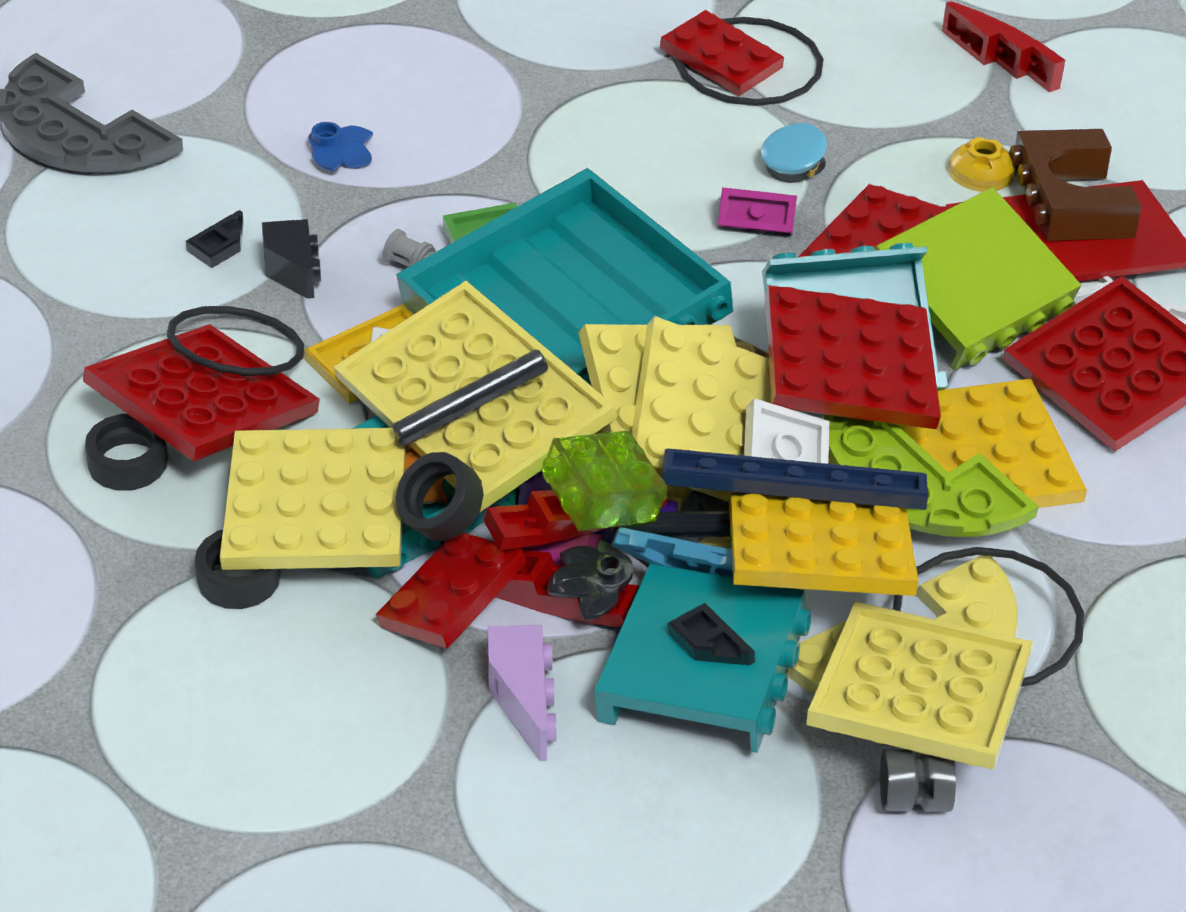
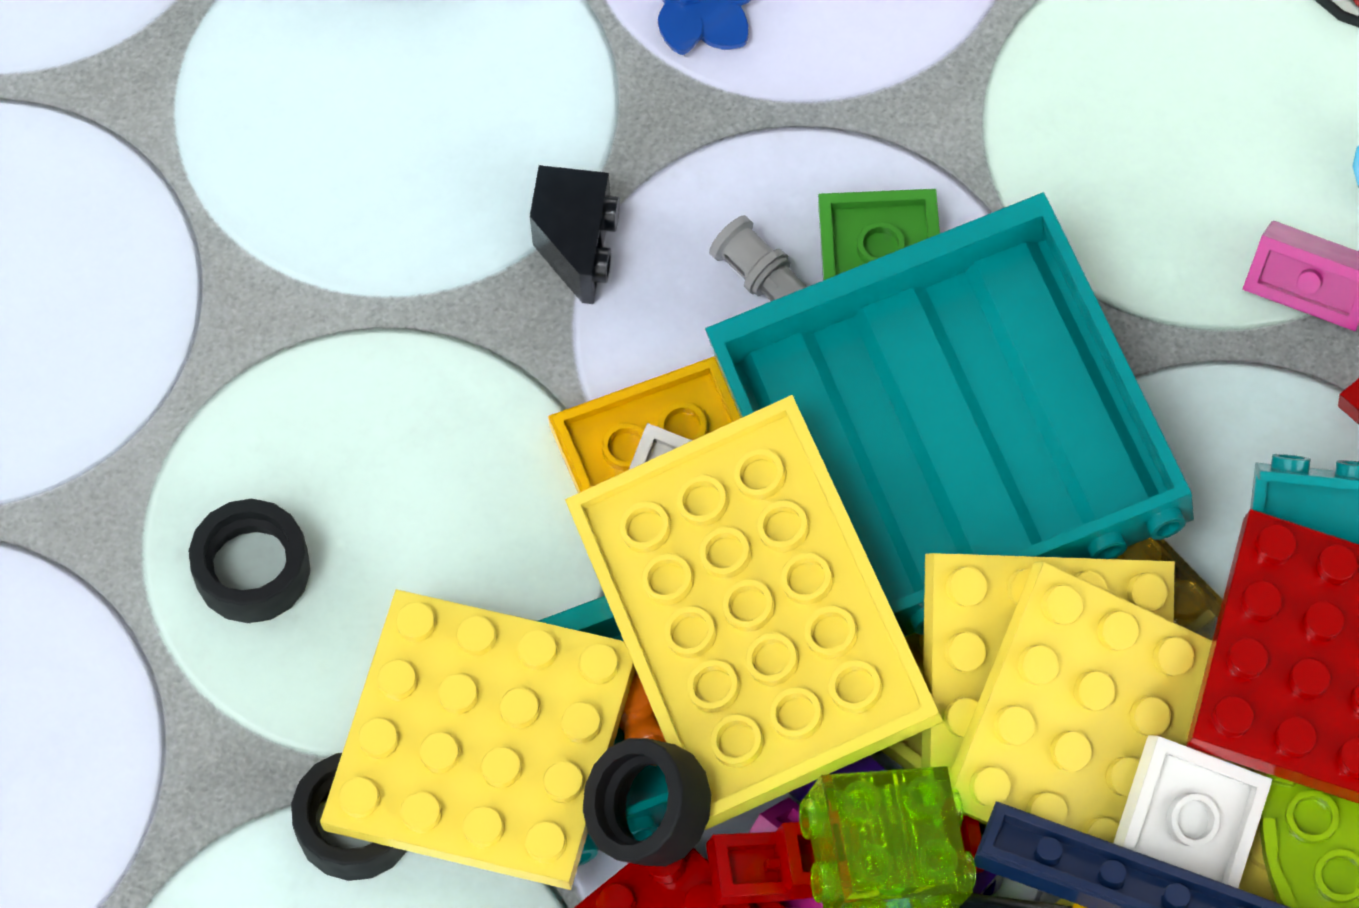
camera: 20 degrees right, 20 degrees up
(193, 404) = (374, 482): red plate -> none
(218, 241) = (480, 163): black tile -> none
(262, 371) = (427, 457): black piece -> none
(470, 397) = (736, 633): black axle -> none

